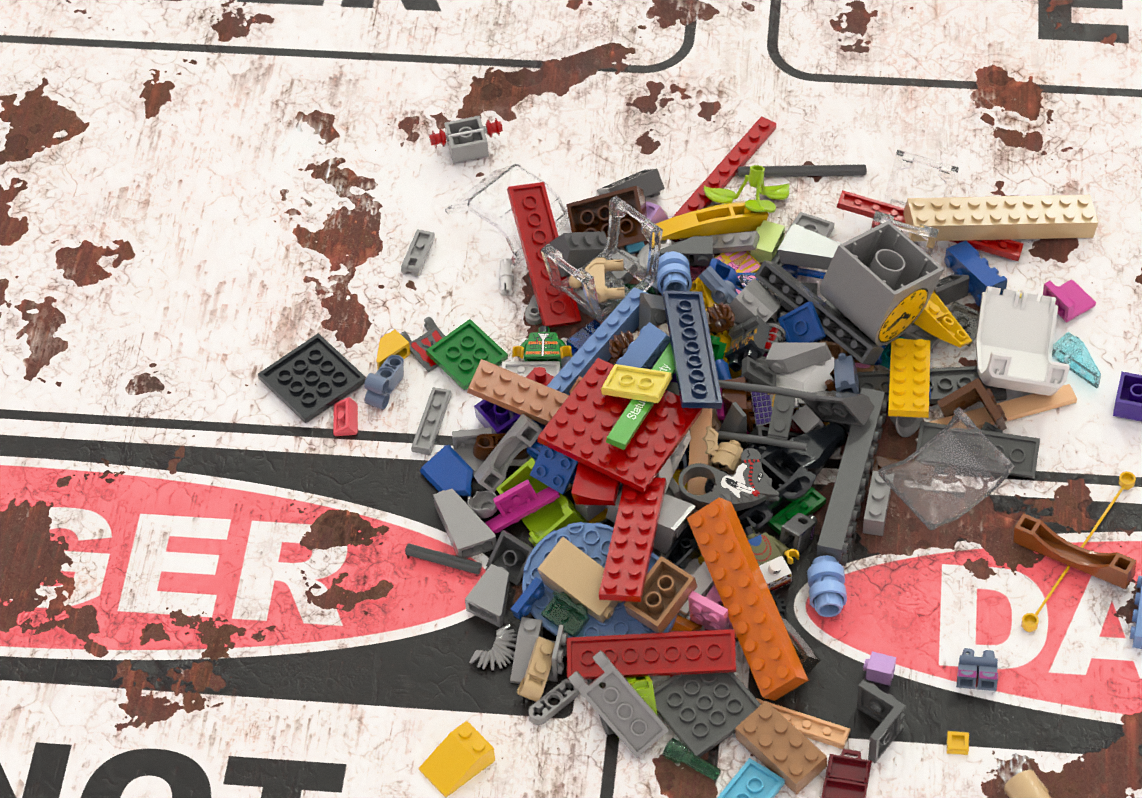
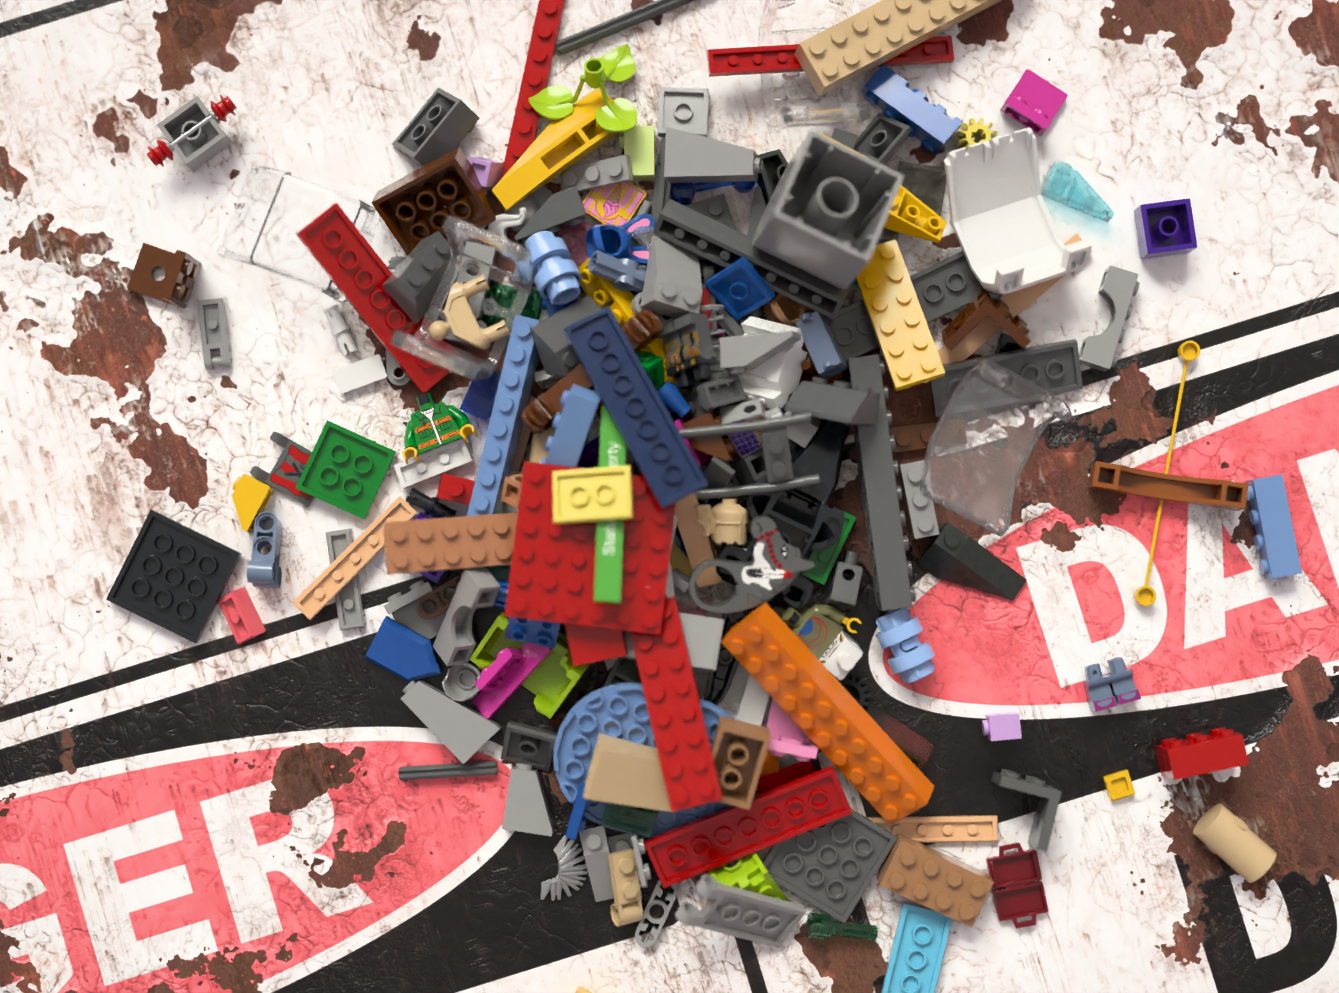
camera: 20 degrees left, 35 degrees up
(409, 208) = (179, 276): none -> reddish brown bracket
(432, 410) = (351, 561): none -> light nougat tile
(506, 306) = (360, 374): none -> white tile
(897, 553) = (965, 562): none -> pearl dark grey wedge
(1031, 732) = (1201, 753): none -> red brick
(1057, 456) = (1117, 289): none -> light grey arch

